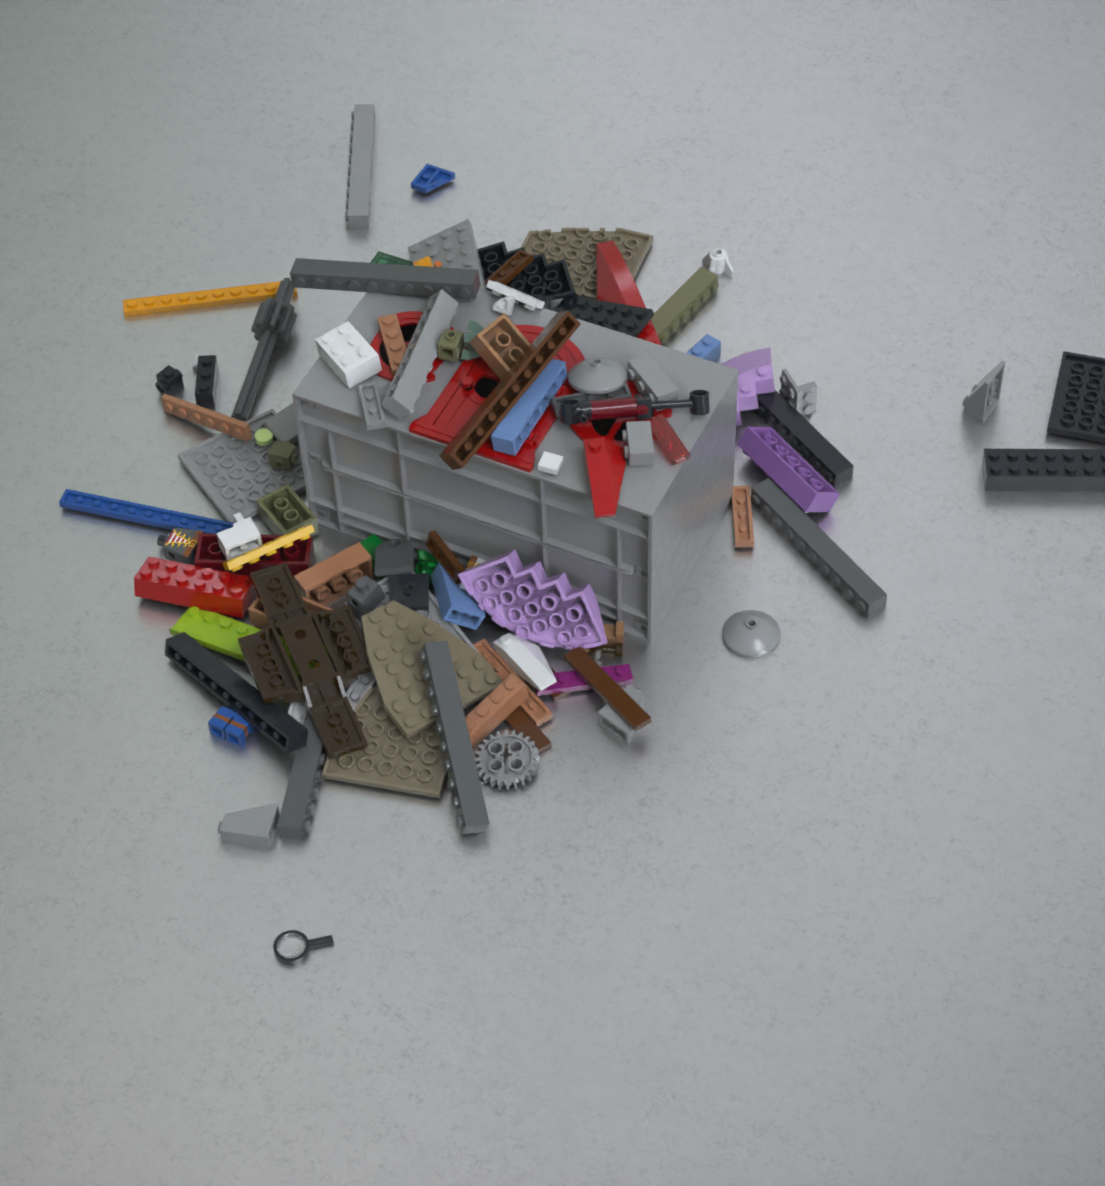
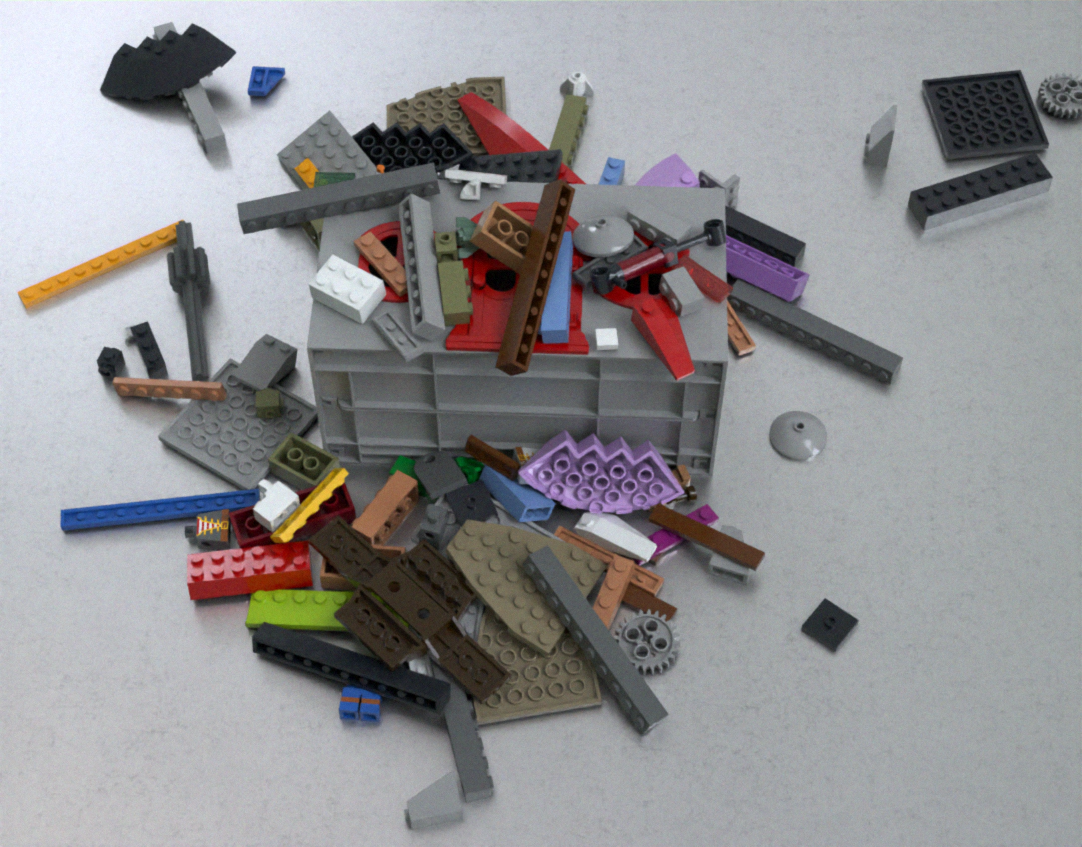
camera: 25 degrees left, 5 degrees up
(263, 437) = (238, 390): yellowish green tile -> none
(346, 139) = (165, 64): none -> black brick
(438, 385) = (455, 293): none -> olive brick
(511, 267) = (396, 148): reddish brown tile -> none
(684, 803) = (830, 624): none -> black plate

